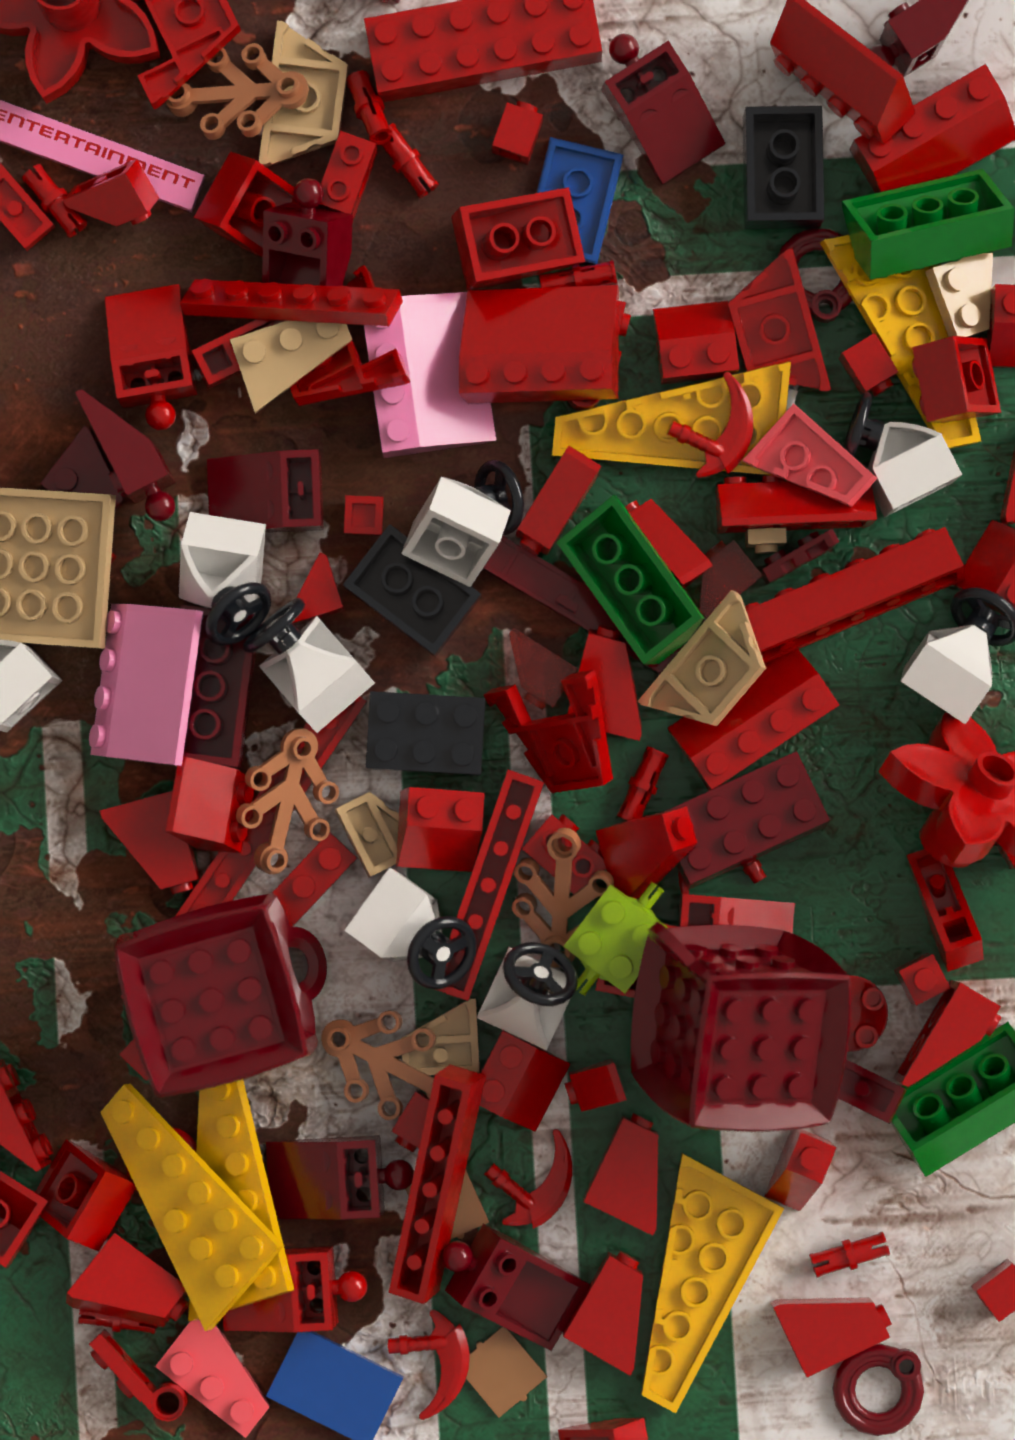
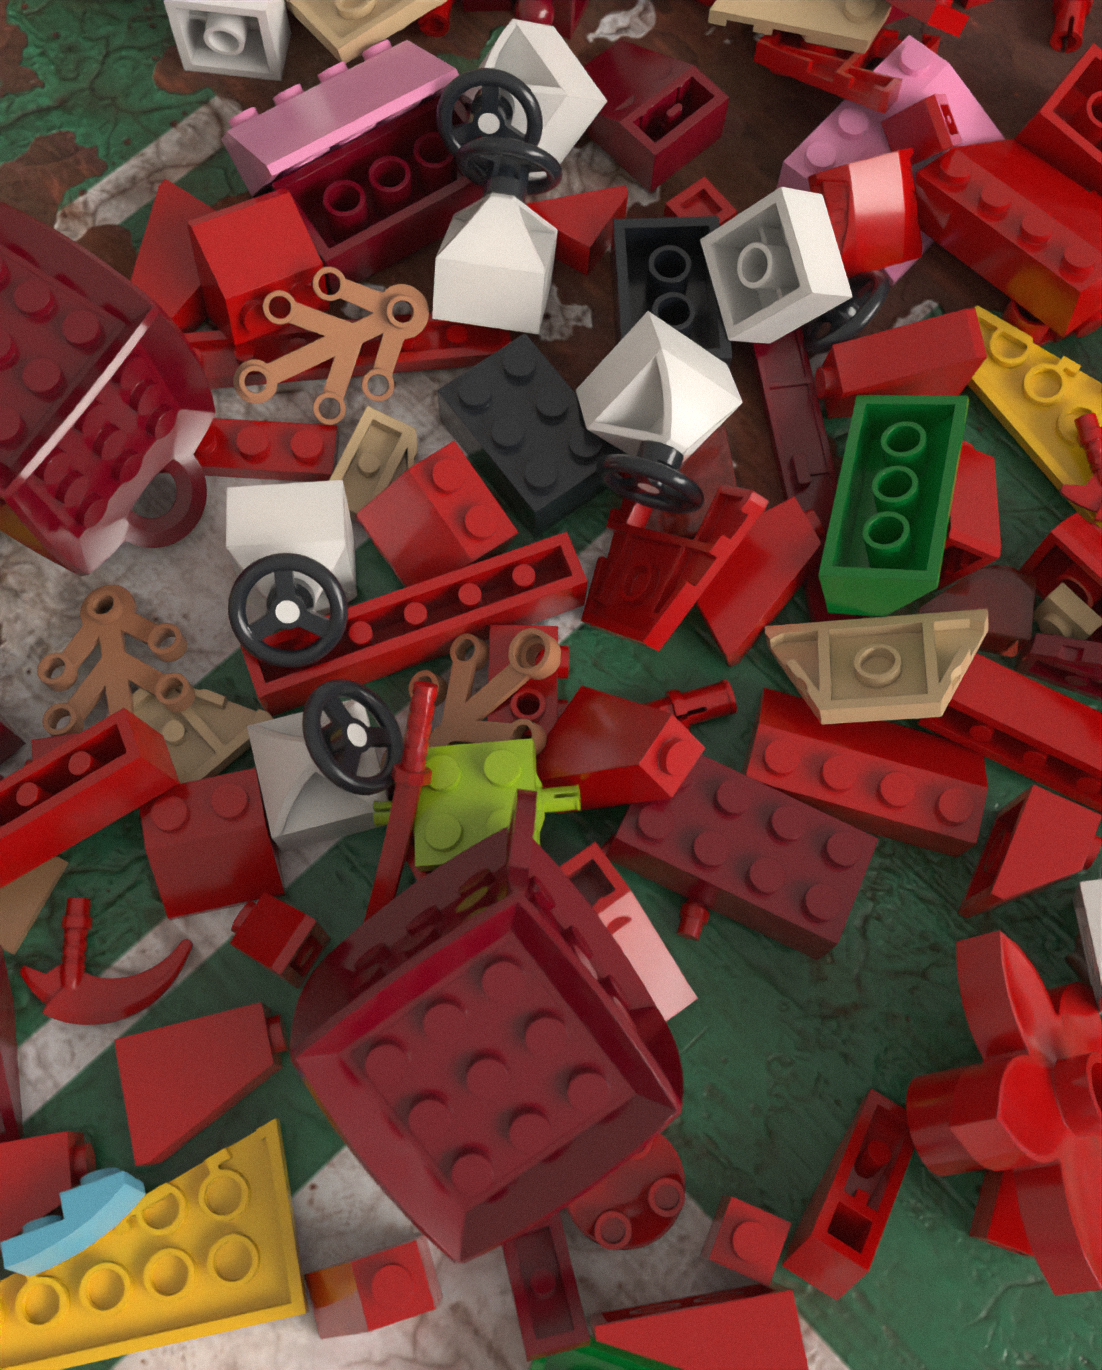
camera: 45 degrees right, 15 degrees down
(434, 354) = (924, 127): none -> red slope
(455, 437) = (872, 211): none -> red slope
(481, 658) = (658, 404): none -> white piece
(582, 961) = (409, 778): none -> red sword
(657, 1270) = (88, 1215): none -> medium azure slope
(866, 682) = (1030, 848): none -> red slope

